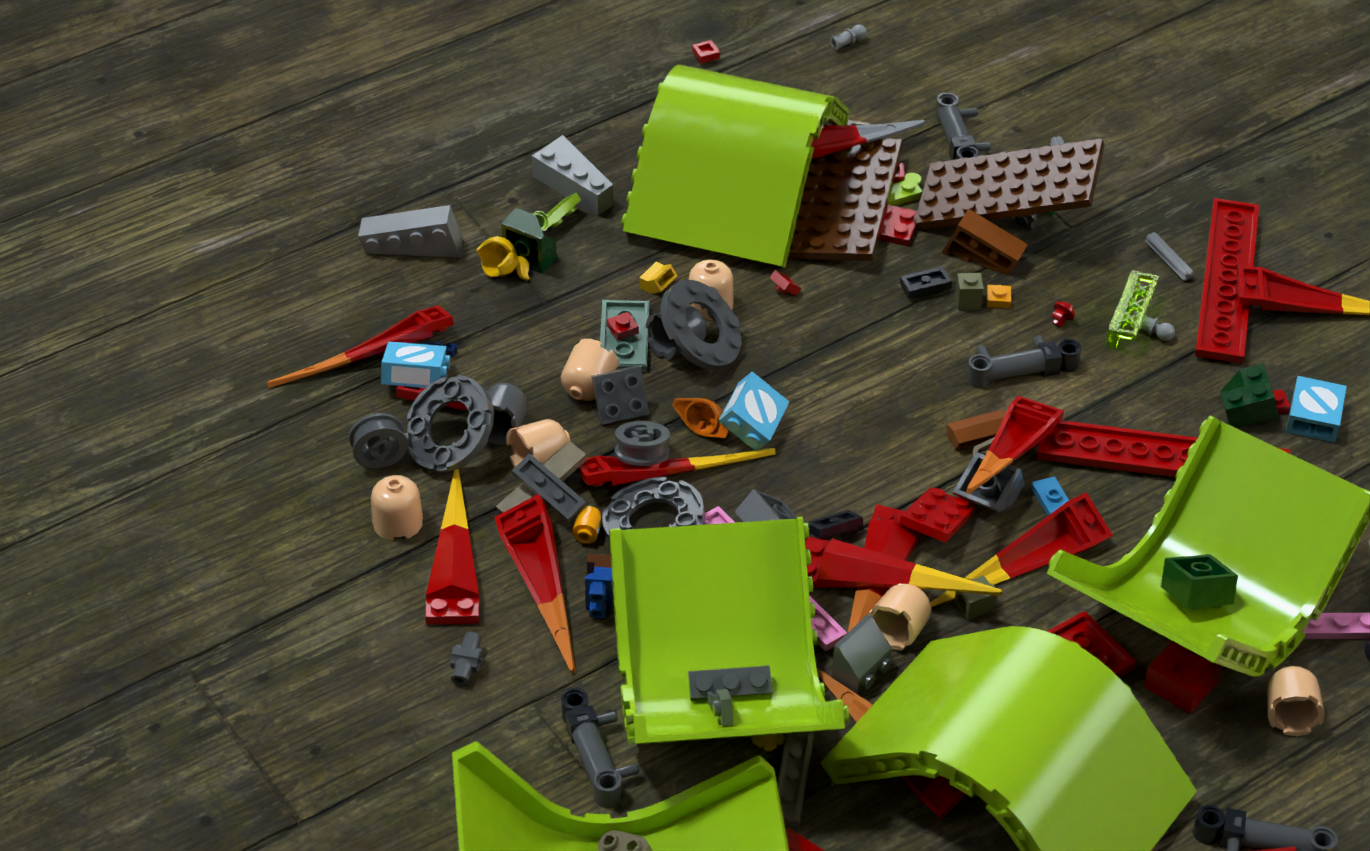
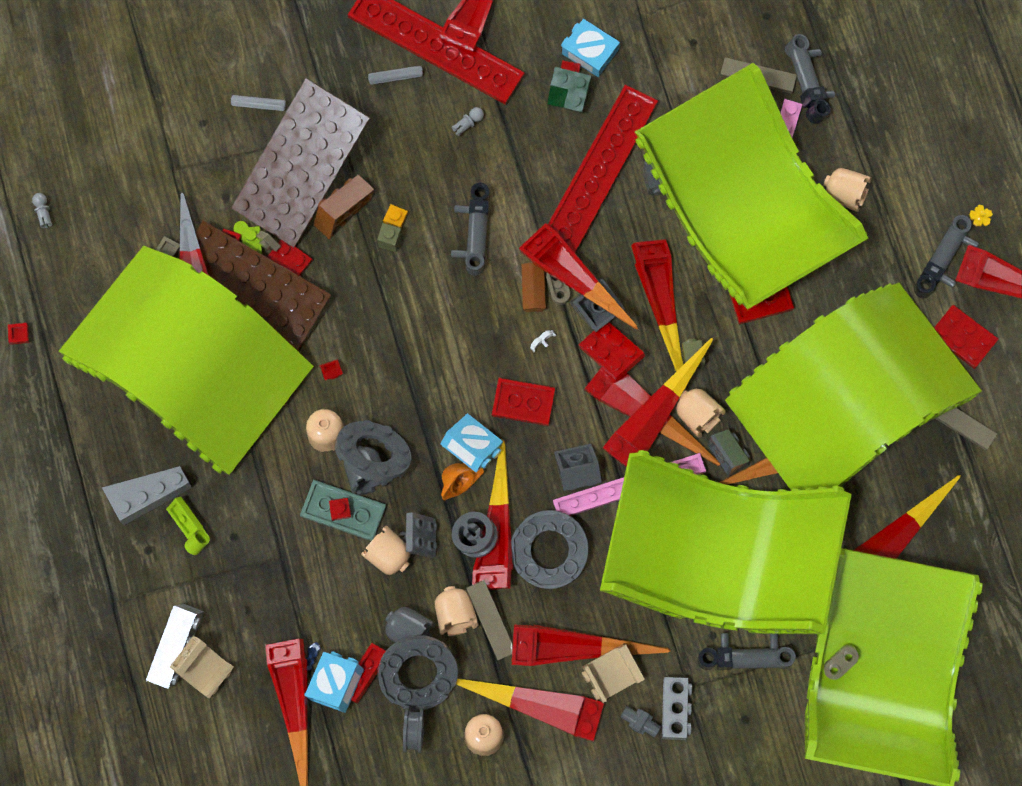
camera: 70 degrees left, 30 degrees up
(393, 254) = (201, 667): none -> tan panel
(495, 688) = (668, 716): none -> light grey brick
(500, 258) = (231, 581): yellow hair -> none
(518, 613) = (612, 673): none -> tan panel
(528, 240) = (221, 553): dark green slope -> none
(549, 486) = (505, 617): dark grey plate -> none
(587, 525) = (539, 599): light orange brick -> none
(598, 585) = (610, 607): blue hips -> none
(657, 278) = (290, 464): yellow piece -> none
(721, 705) = (747, 560): dark grey plate -> none
(738, 681) = (719, 547): dark grey plate -> none
(830, 454) = (523, 402): none -> red plate
(834, 524) = (595, 424): black plate -> none
(907, 196) = (267, 241): none -> dark tan plate
(913, 451) = (547, 334): none -> white piece
(925, 282) = (364, 264): black plate -> none
(951, 118) = (217, 175): dark grey piece -> none
(1049, 494) = (614, 264): dark azure plate -> none
(1062, 311) = (434, 180): red plate -> none
(1127, 303) = (444, 133): clear neon green fence -> none
(1199, 581) = (738, 204): dark green slope -> none

